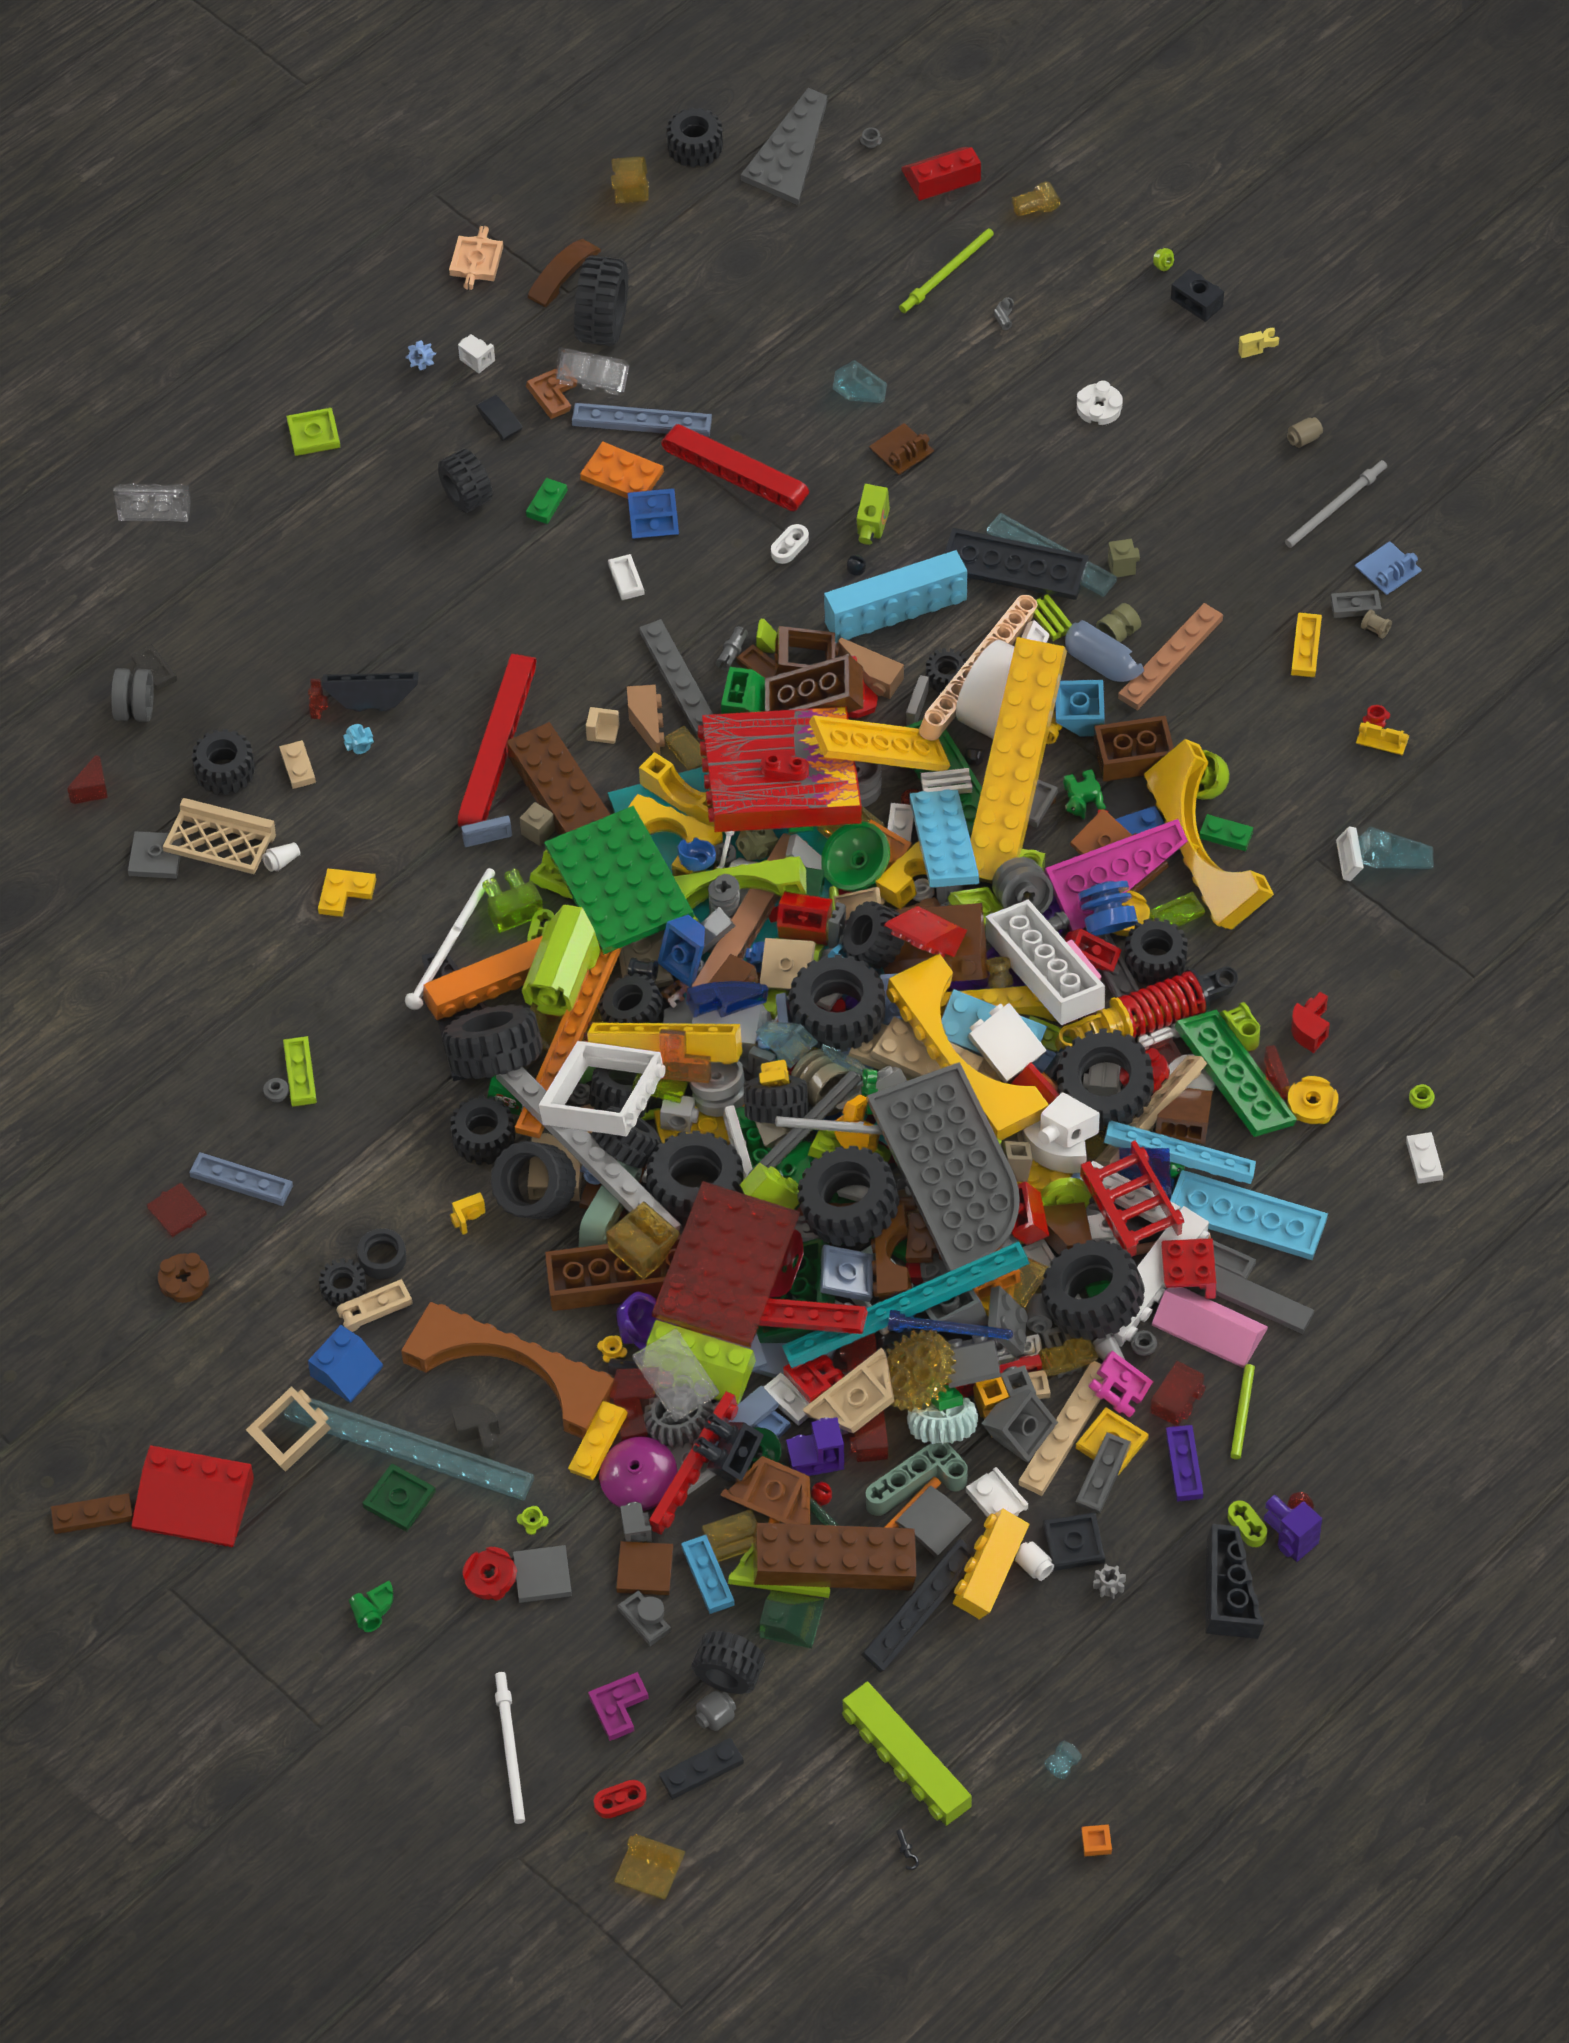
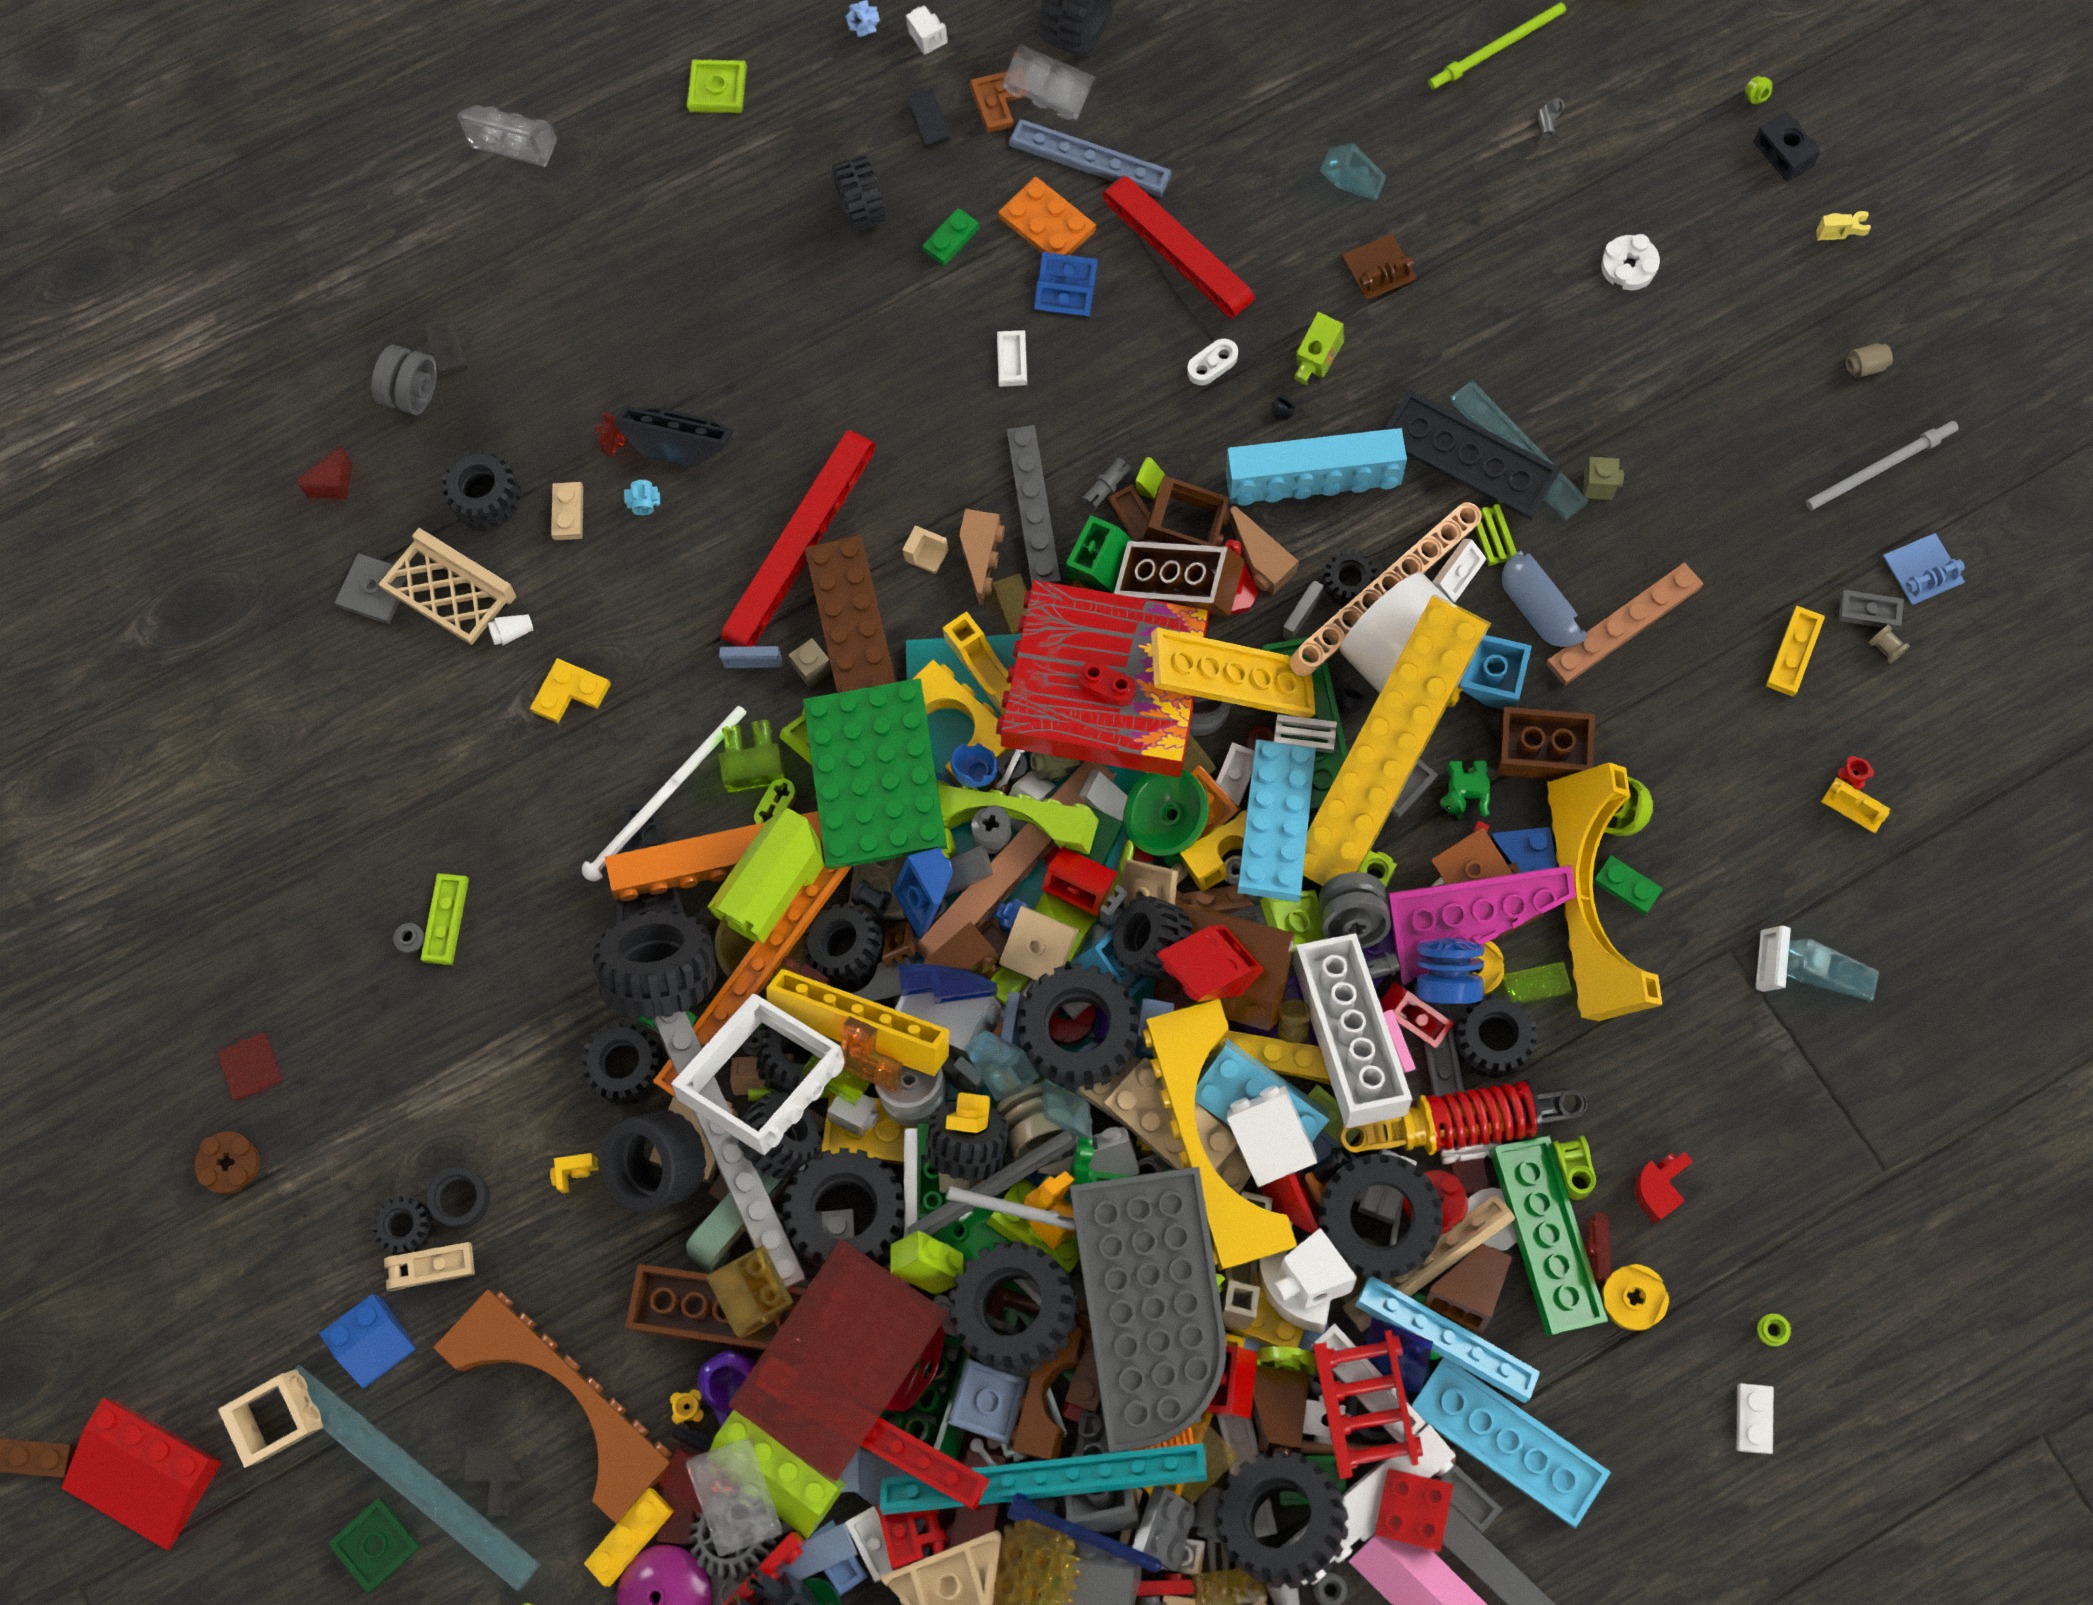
camera: 20 degrees right, 15 degrees up
(241, 1179) = (334, 1046): sand blue tile -> none
(1120, 623) = (1570, 569): olive wheel -> none

